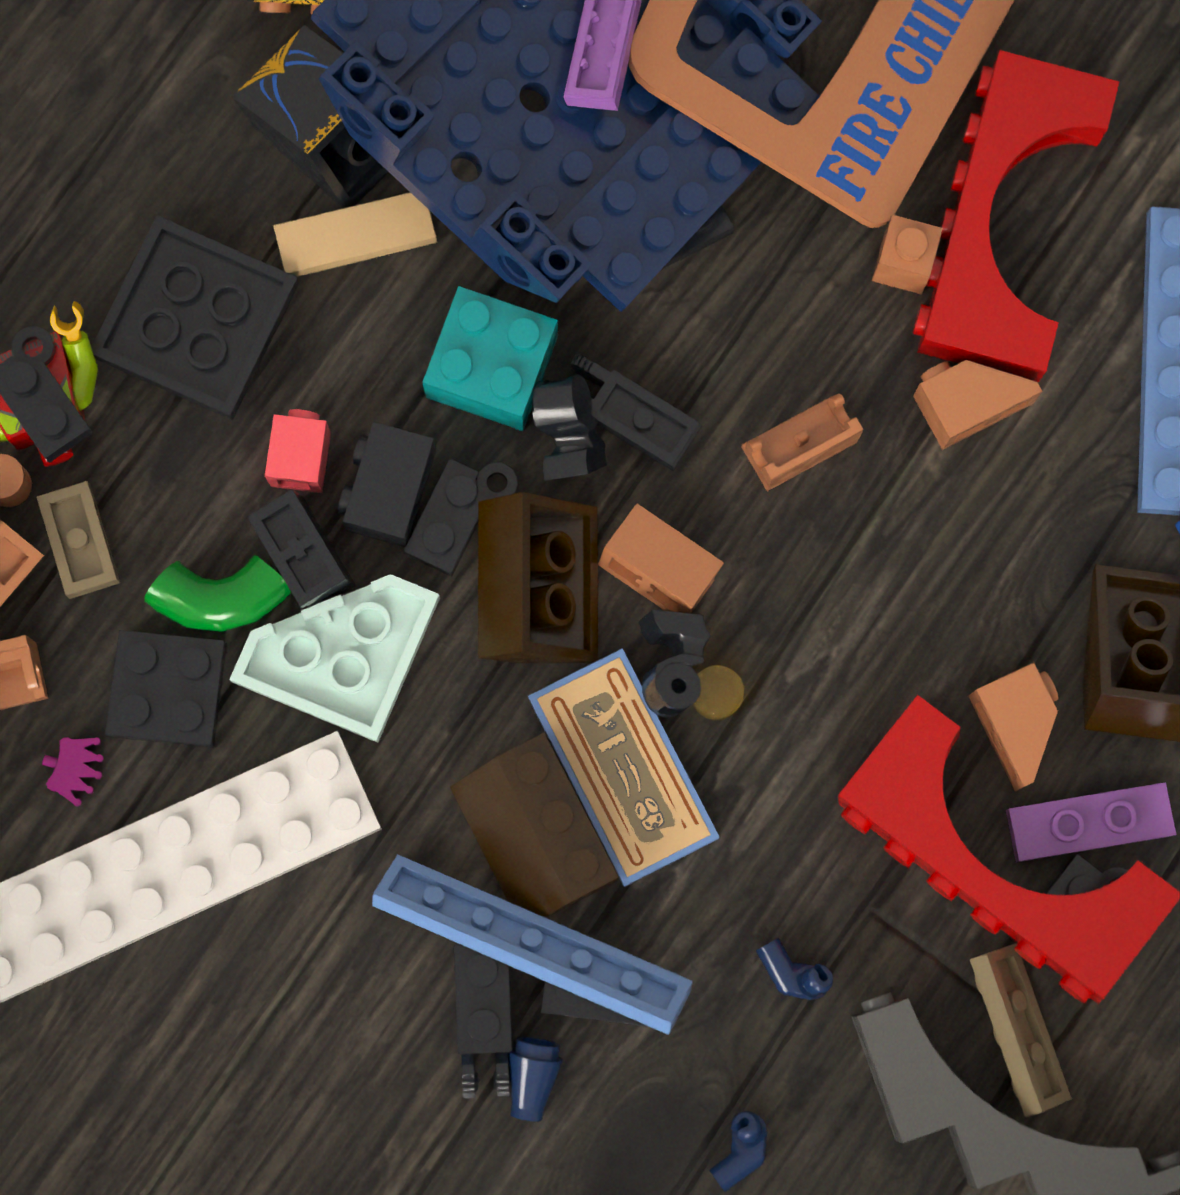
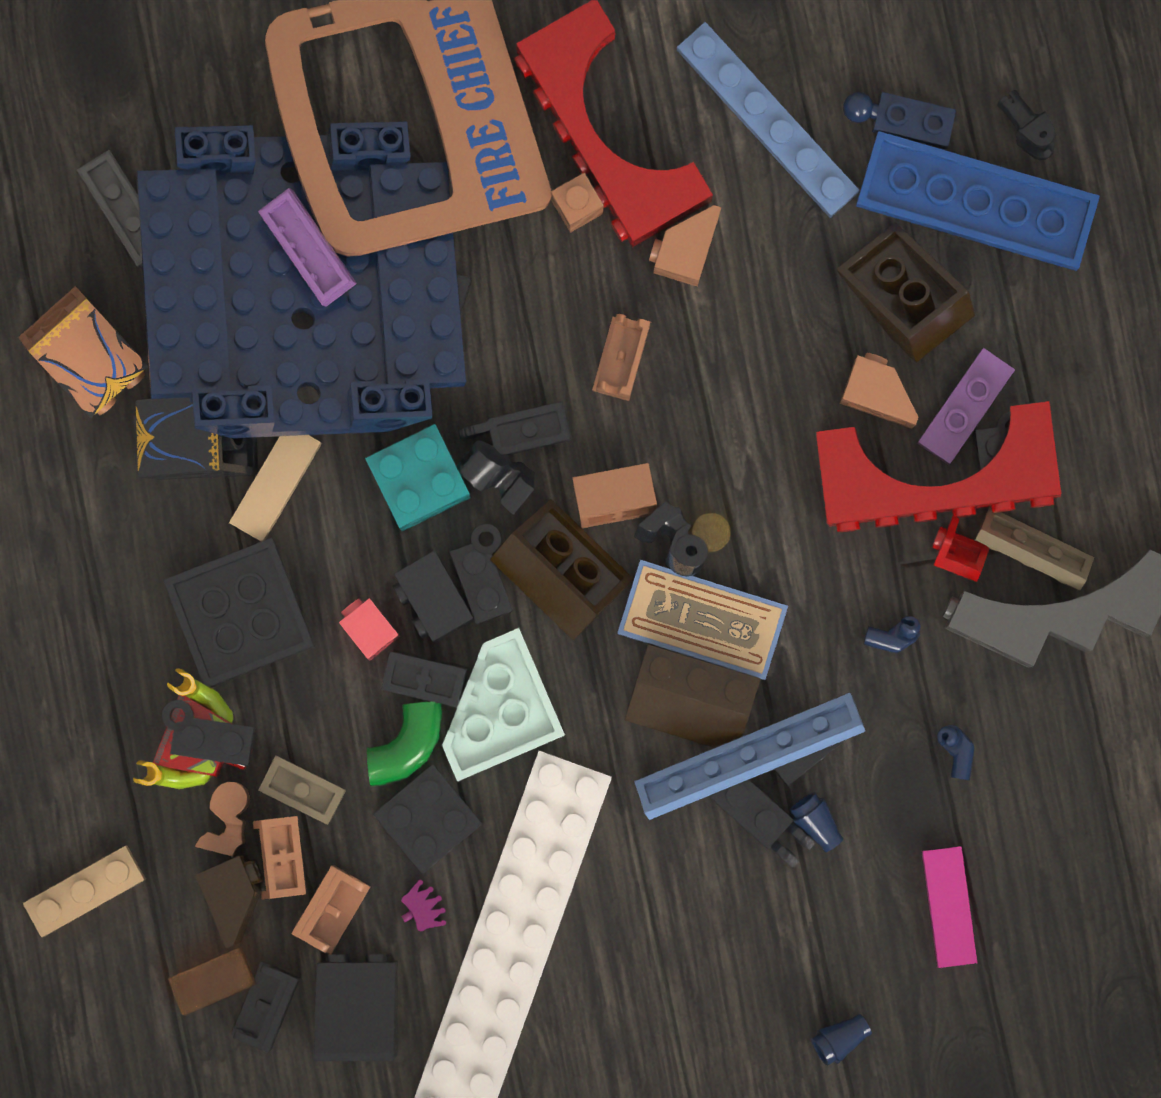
camera: 45 degrees left, 5 degrees up
(940, 956) = (958, 552): none -> red bracket

